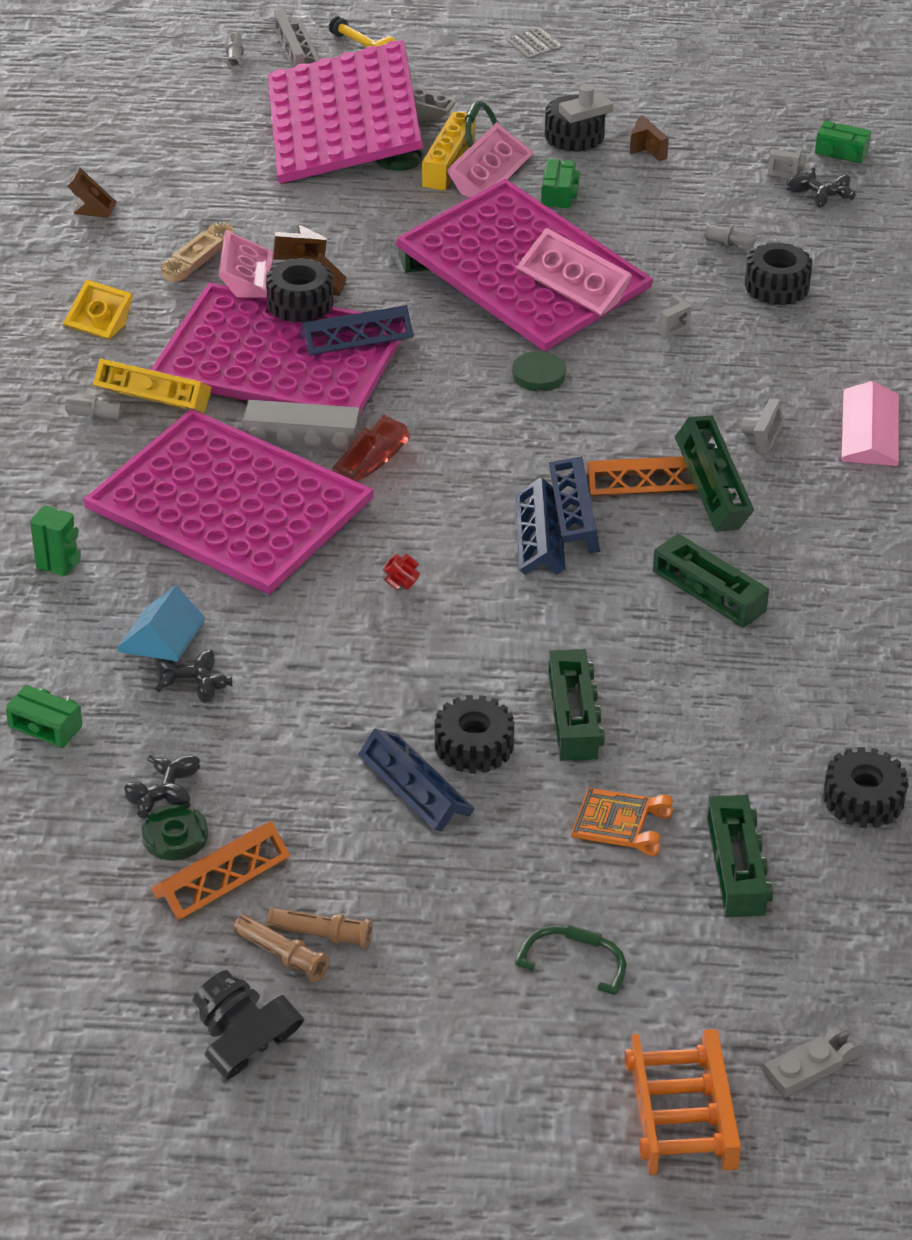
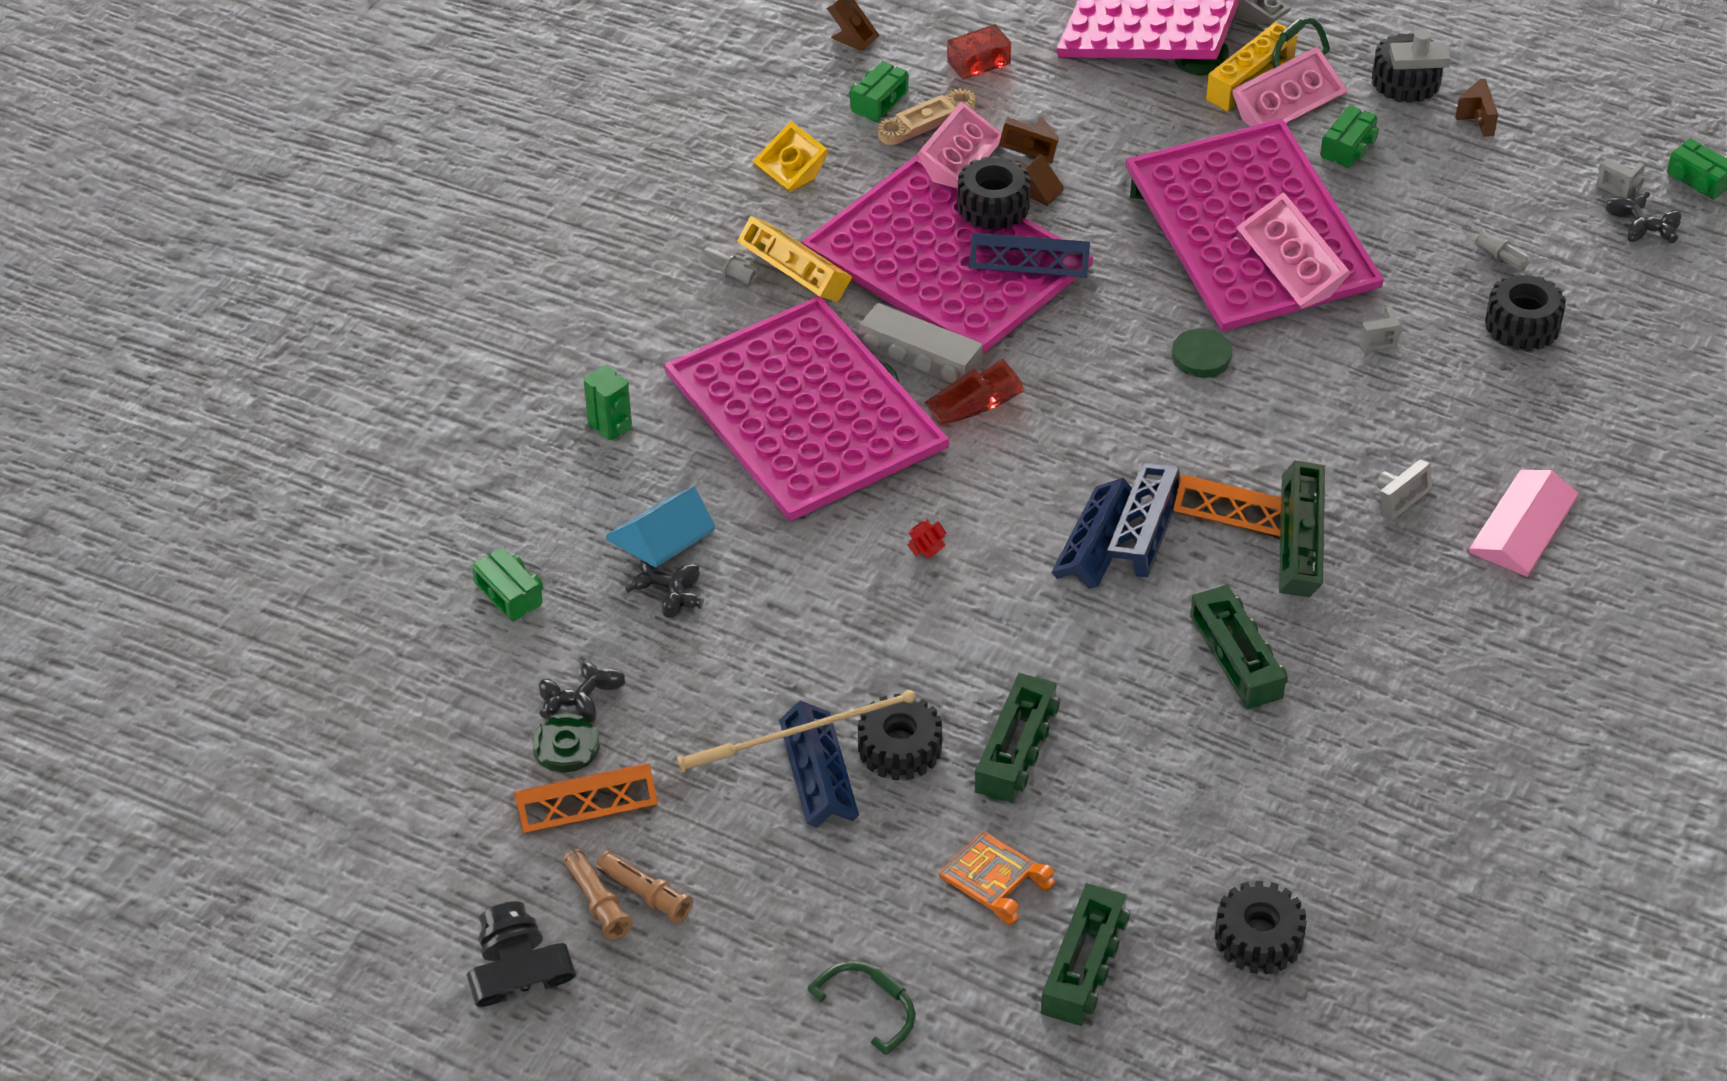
camera: 25 degrees right, 5 degrees up
(144, 241) = (879, 91): none -> green brick
(213, 192) = (979, 51): none -> clear red brick
(332, 789) = (728, 750): none -> tan piece

